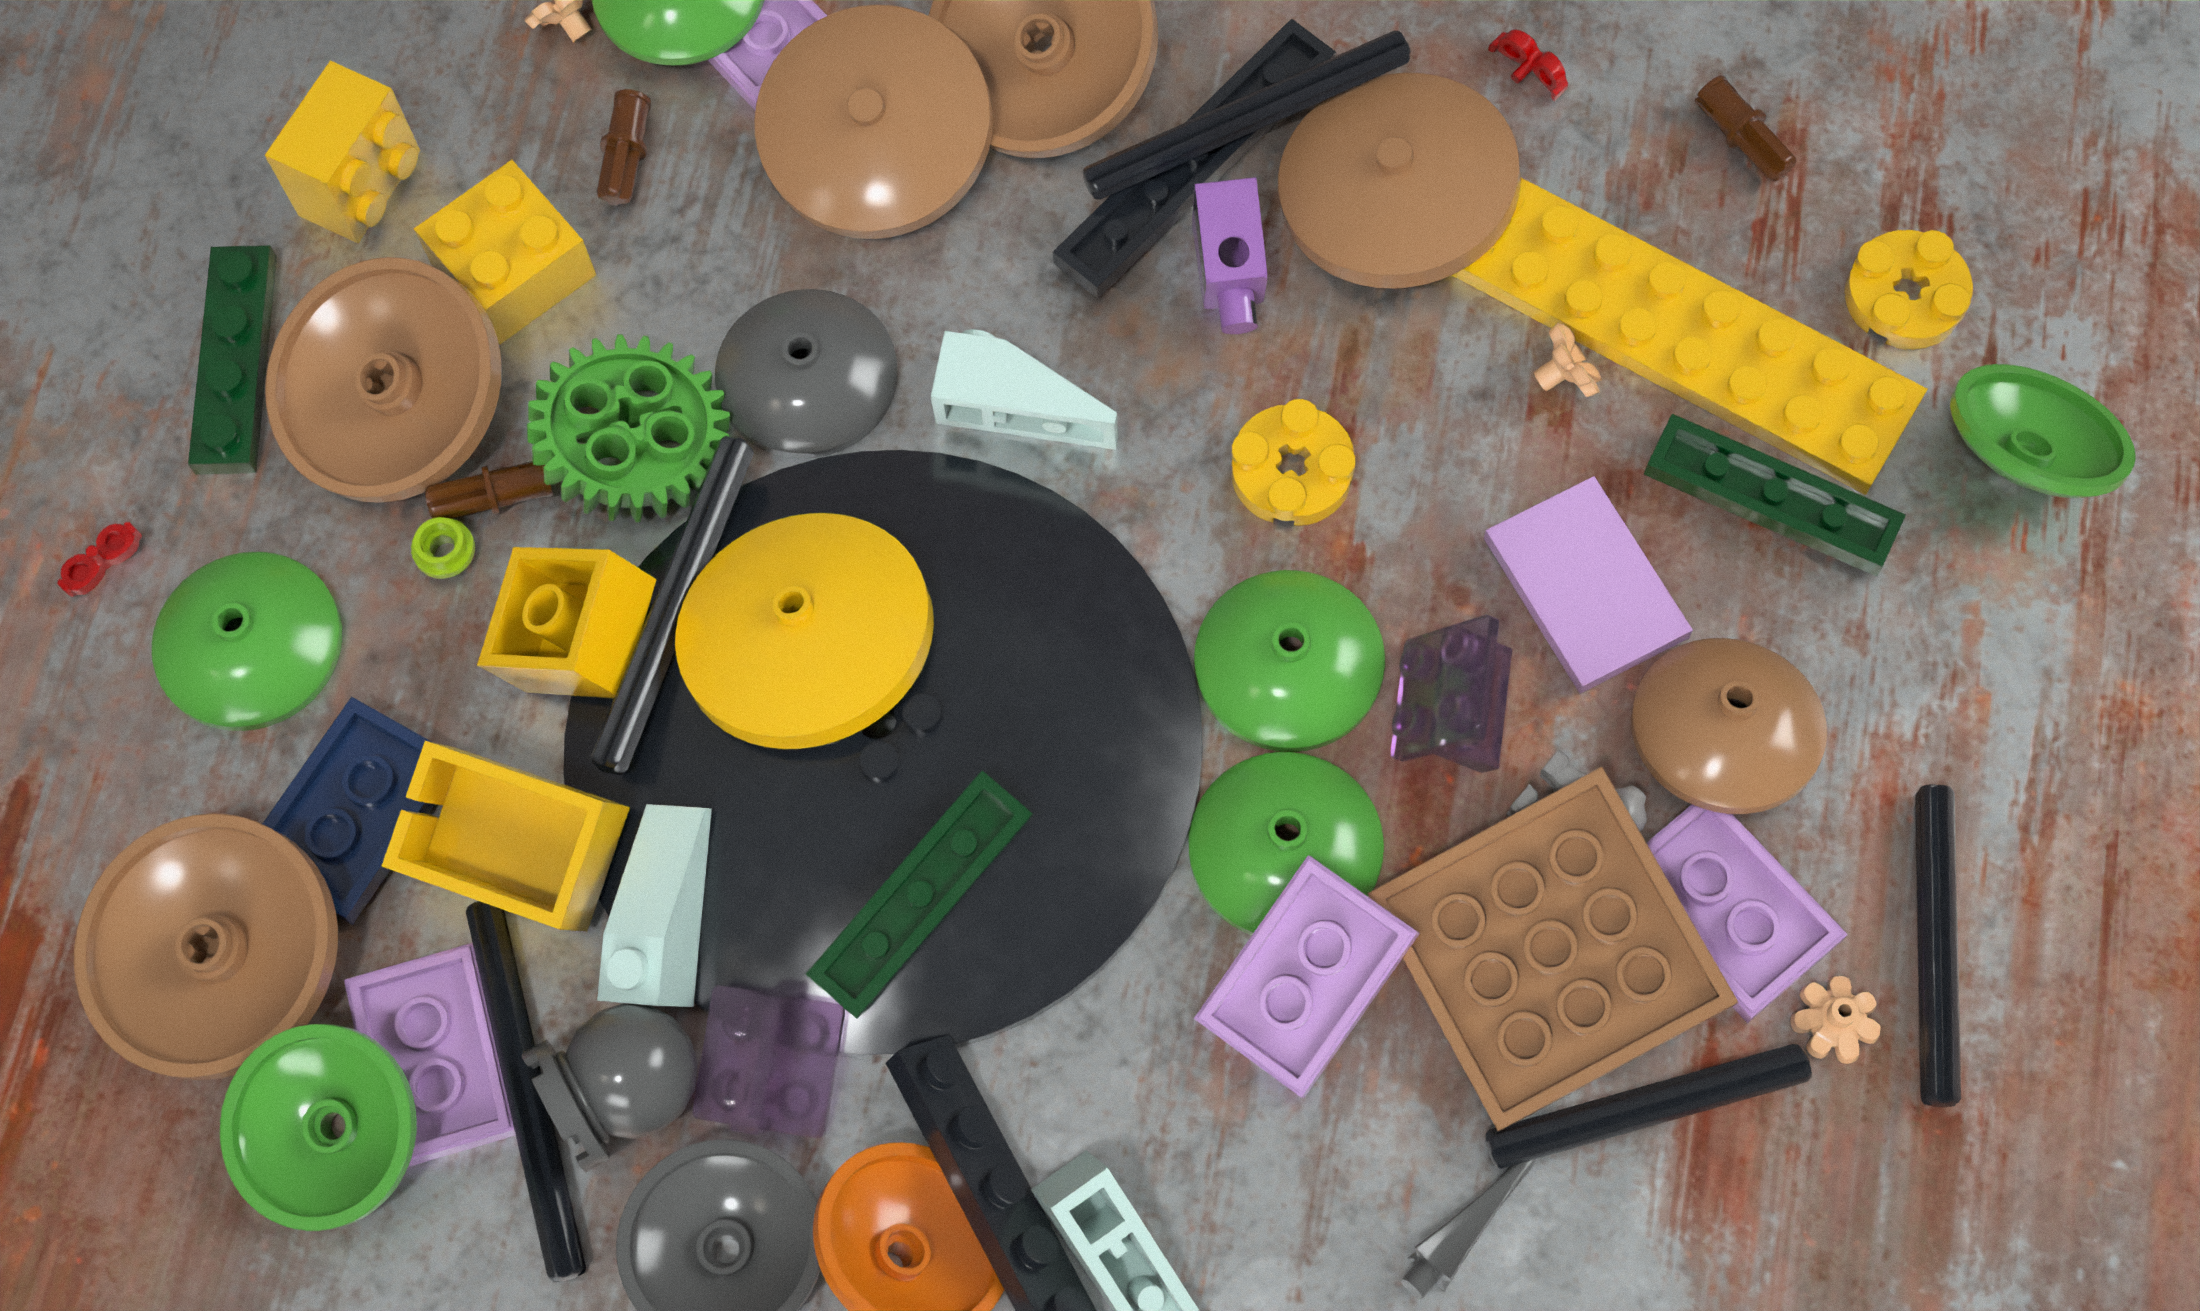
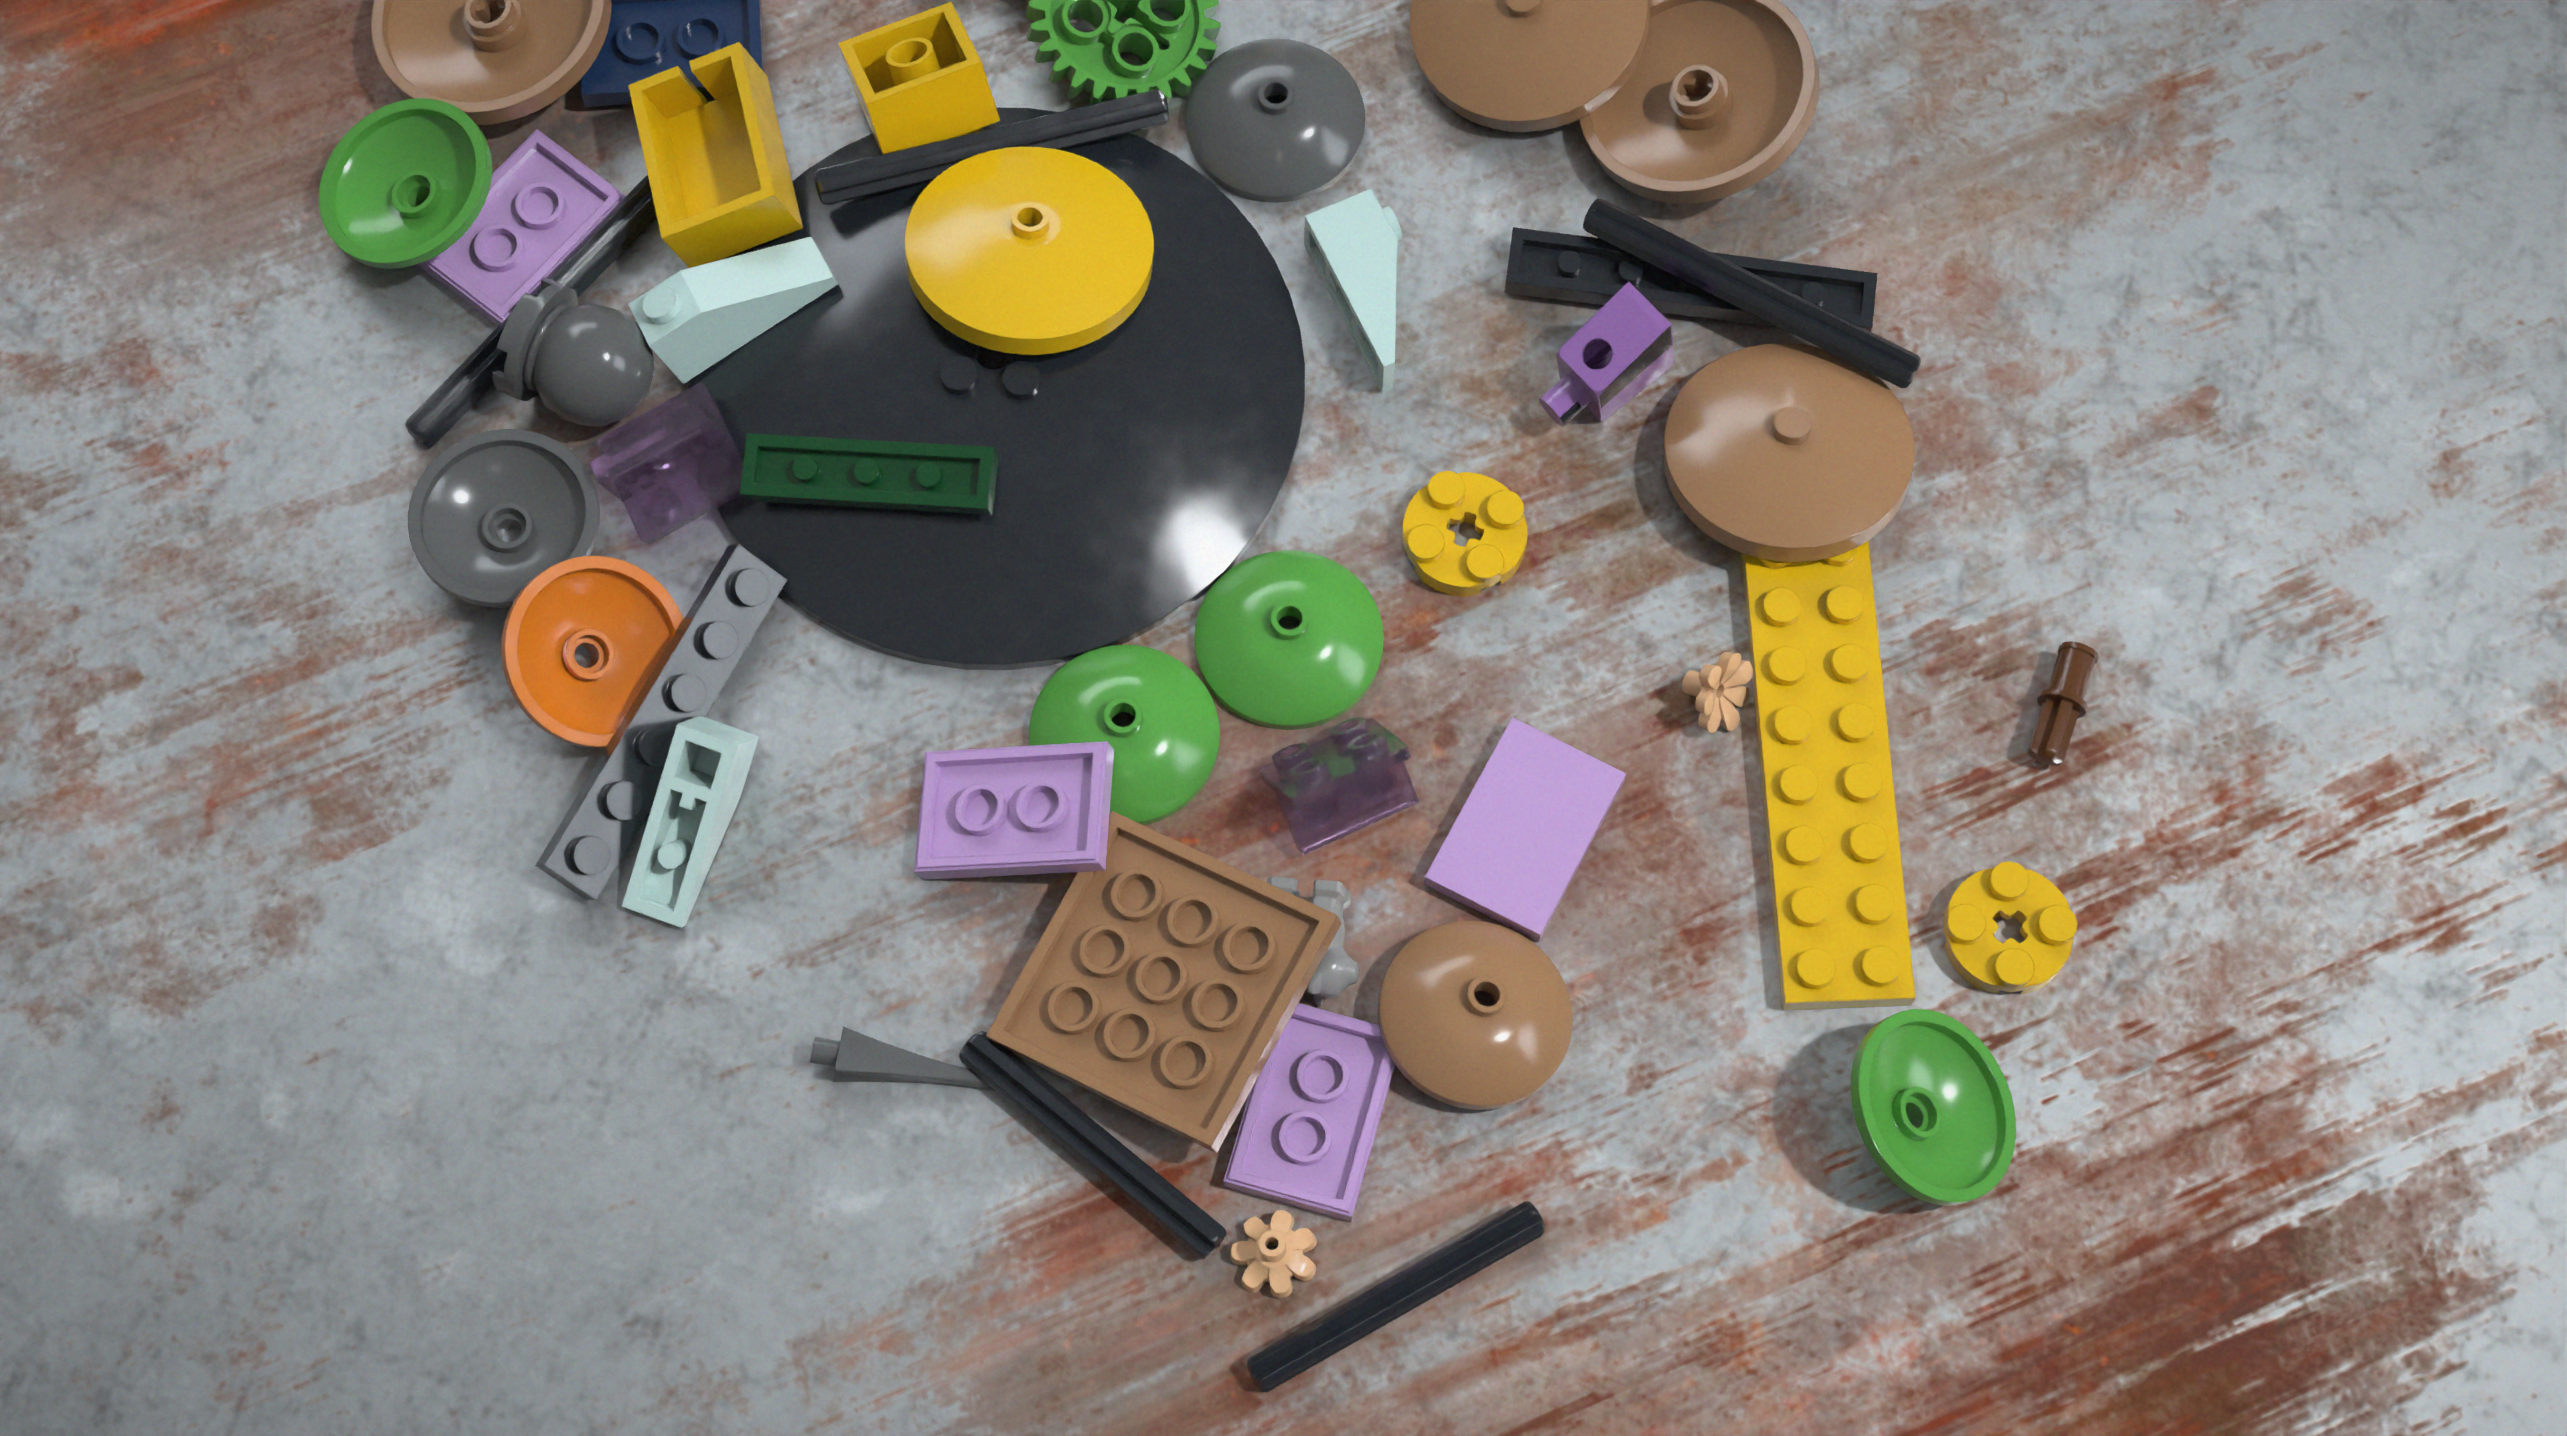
camera: 50 degrees right, 0 degrees up
(1524, 50) = (1998, 492): red piece -> none
(1774, 494) = (1717, 929): dark green plate -> none

